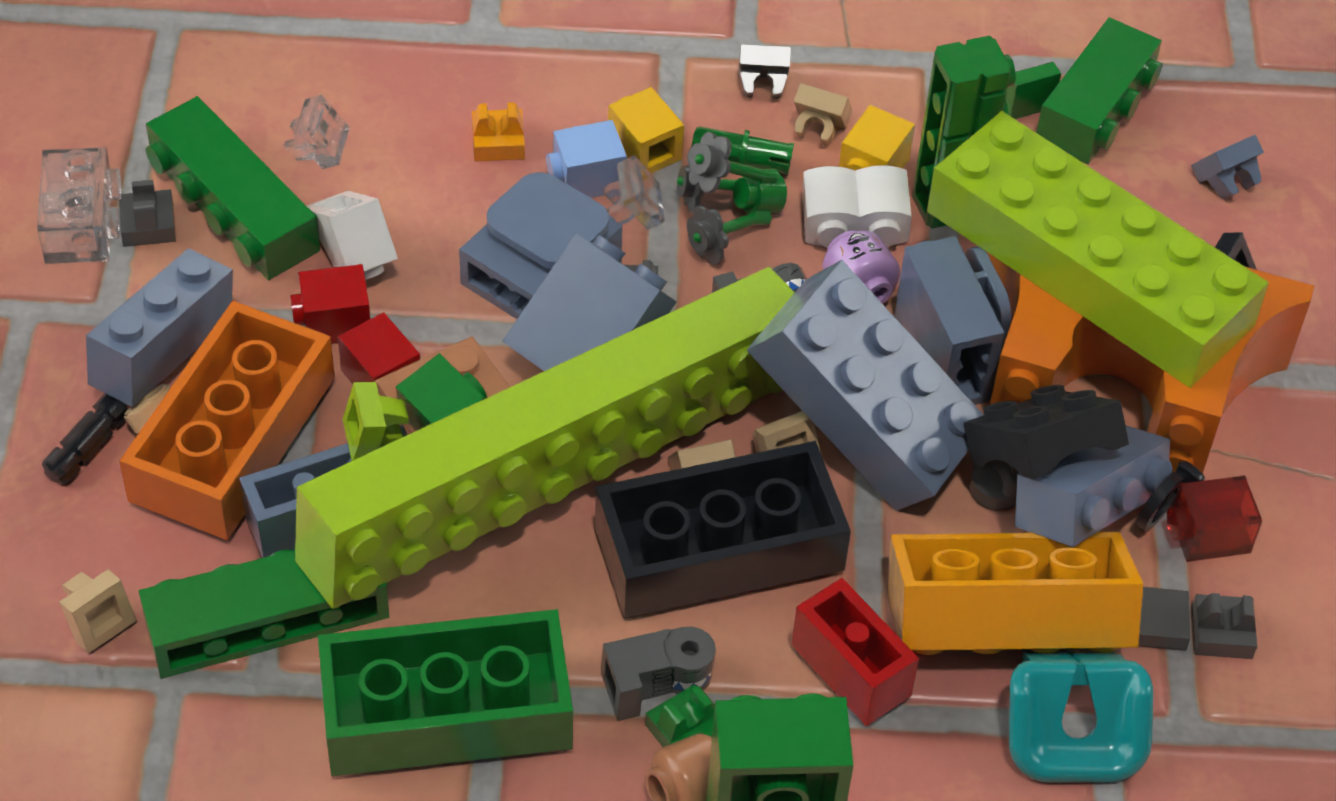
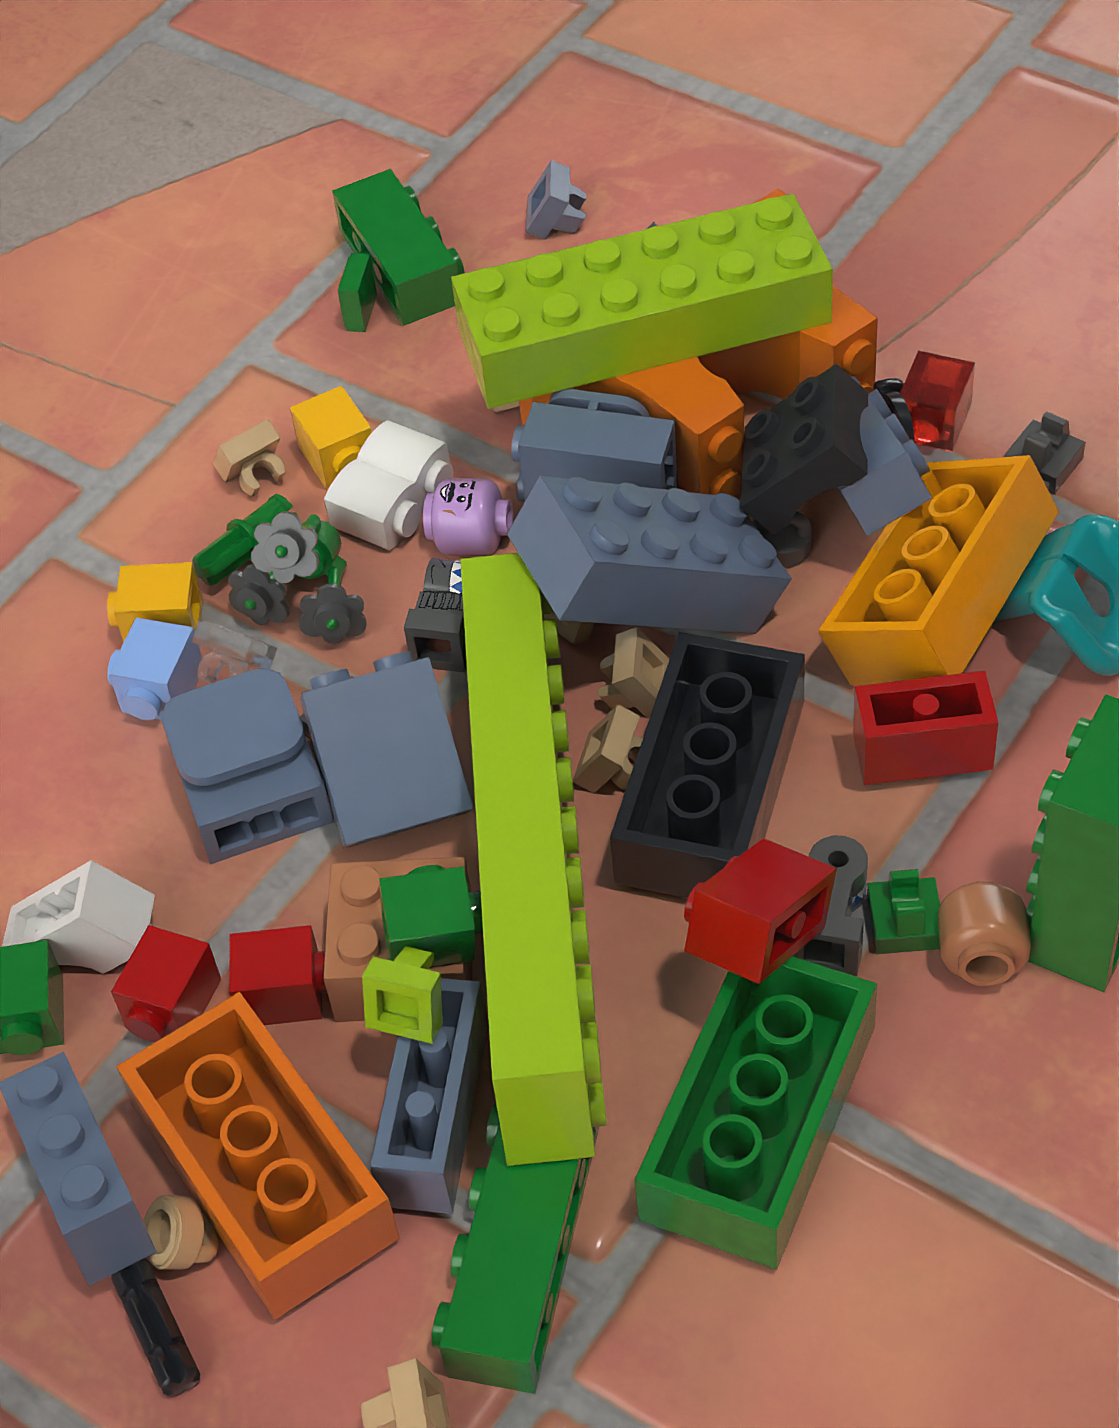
camera: 50 degrees left, 0 degrees up
(498, 133) = (46, 736): light orange tile -> none
(578, 601) = (758, 910): none -> red brick
(763, 61) = (155, 469): tile -> none
(963, 96) = (412, 331): green brick -> none

